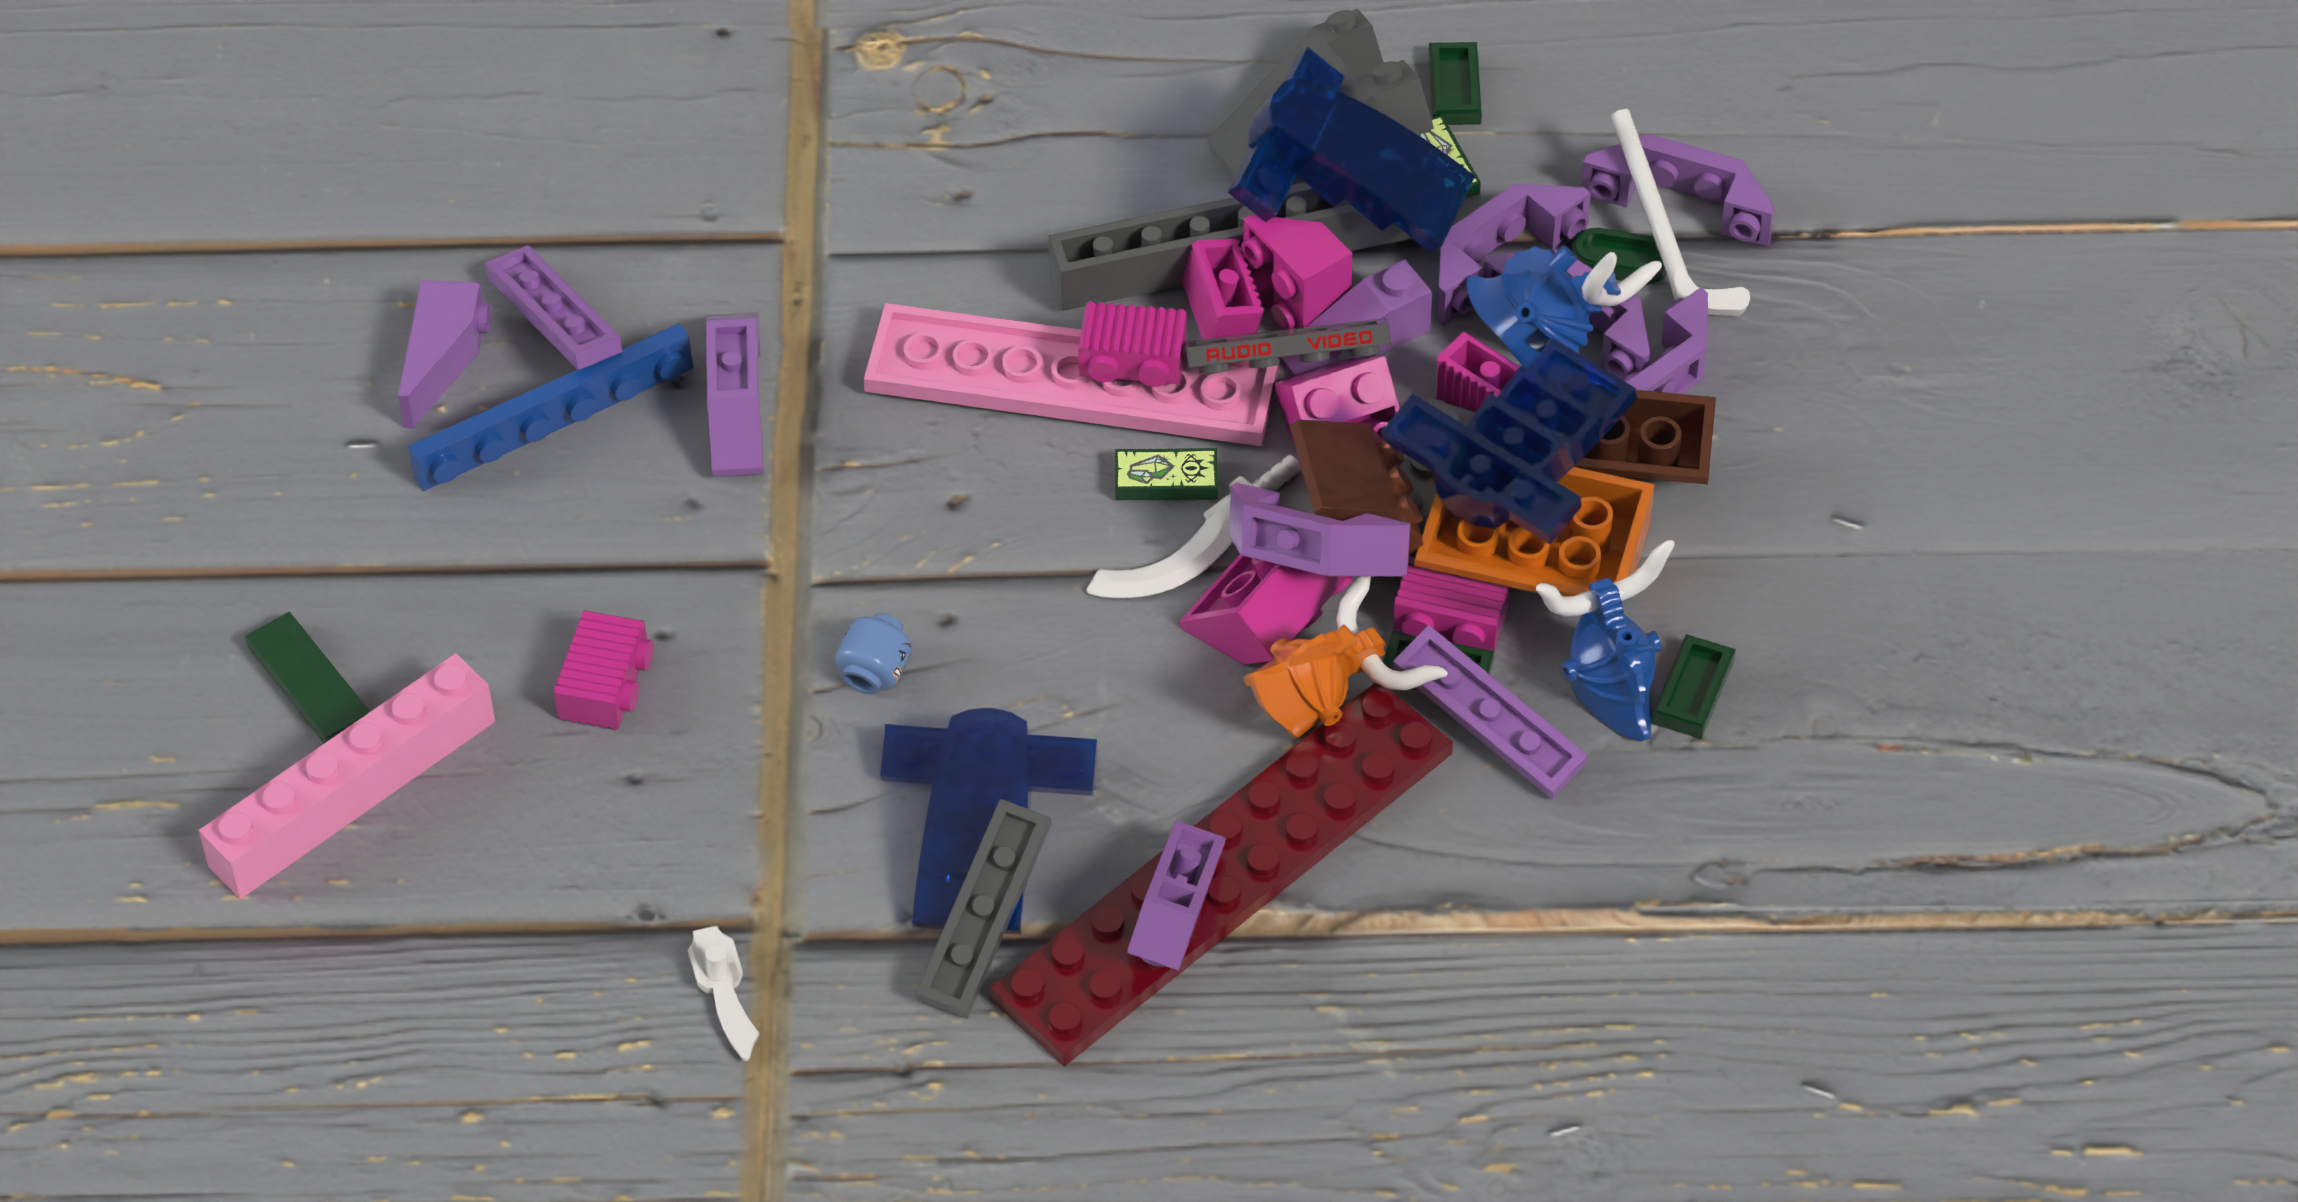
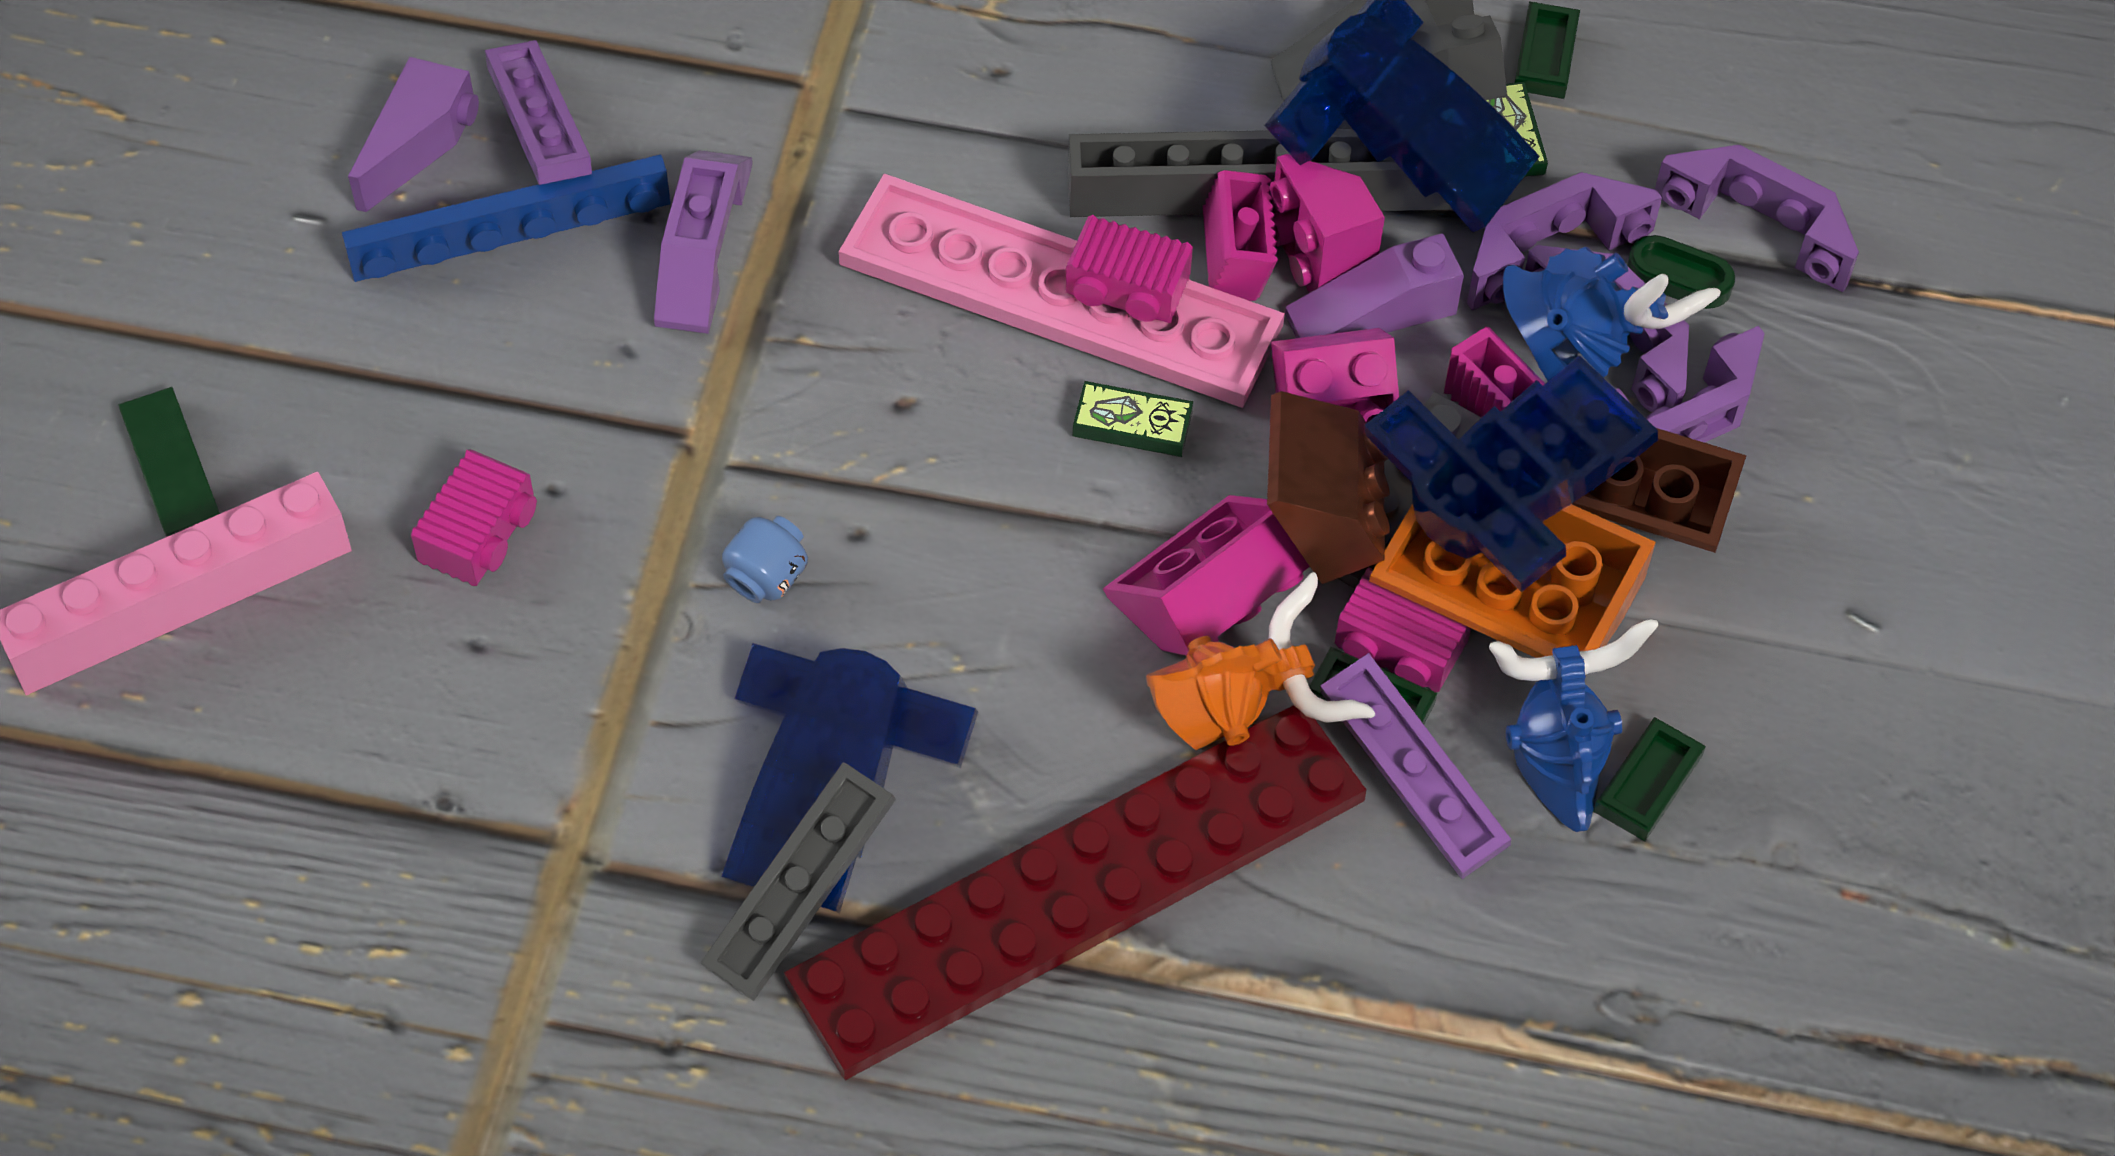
camera: 10 degrees right, 5 degrees up
(718, 973) = (498, 888): white piece -> none
(1176, 896) = (1011, 912): medium lavender slope -> none
(1195, 555) = (1151, 510): white sword -> none
(1309, 343) = (1317, 305): dark grey plate -> none
(1313, 542) = (1300, 553): medium lavender slope -> none
(1720, 301) = (1777, 344): white piece -> none

